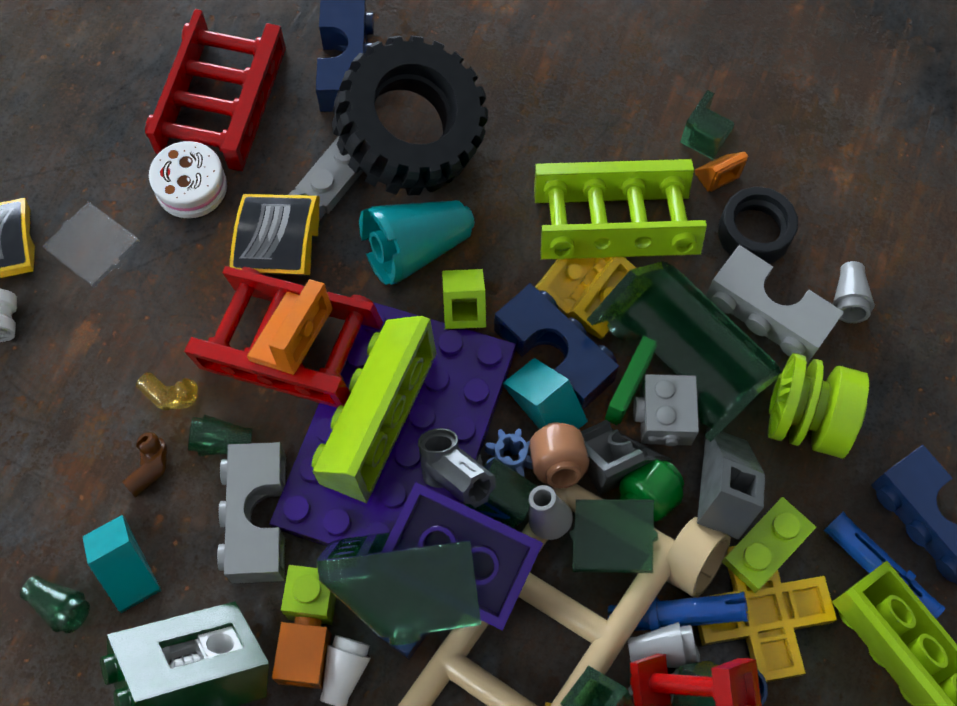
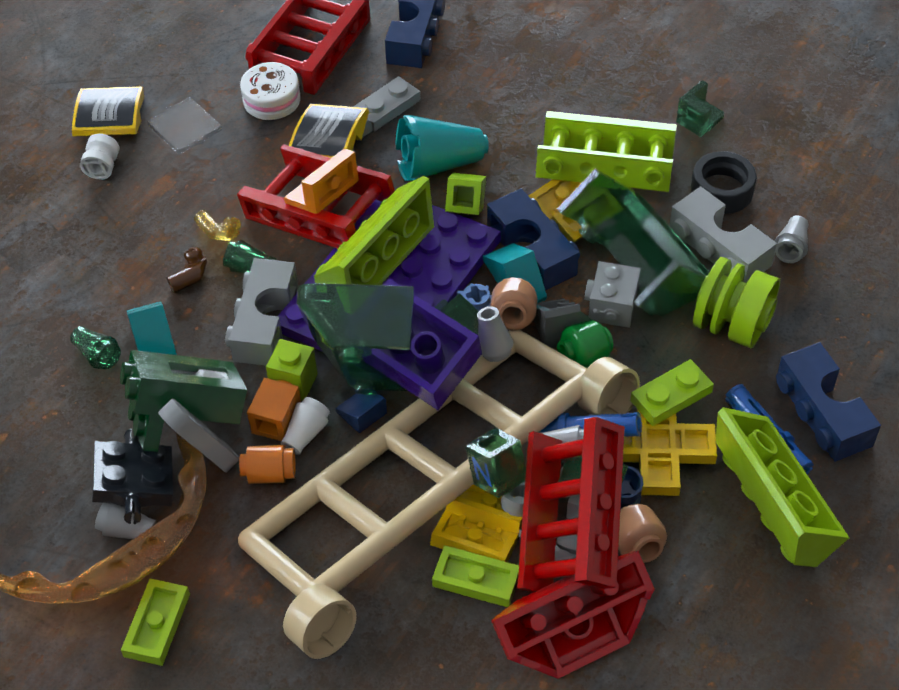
camera: 15 degrees right, 15 degrees down
(432, 75) = (458, 30): black tyre -> none
(453, 469) = (426, 285): dark grey piece -> none
(614, 536) = (542, 361): clear green piece -> none
(631, 380) = (576, 279): green tile -> none
(721, 170) = (704, 141): orange slope -> none
(730, 485) = (643, 342): dark grey slope -> none

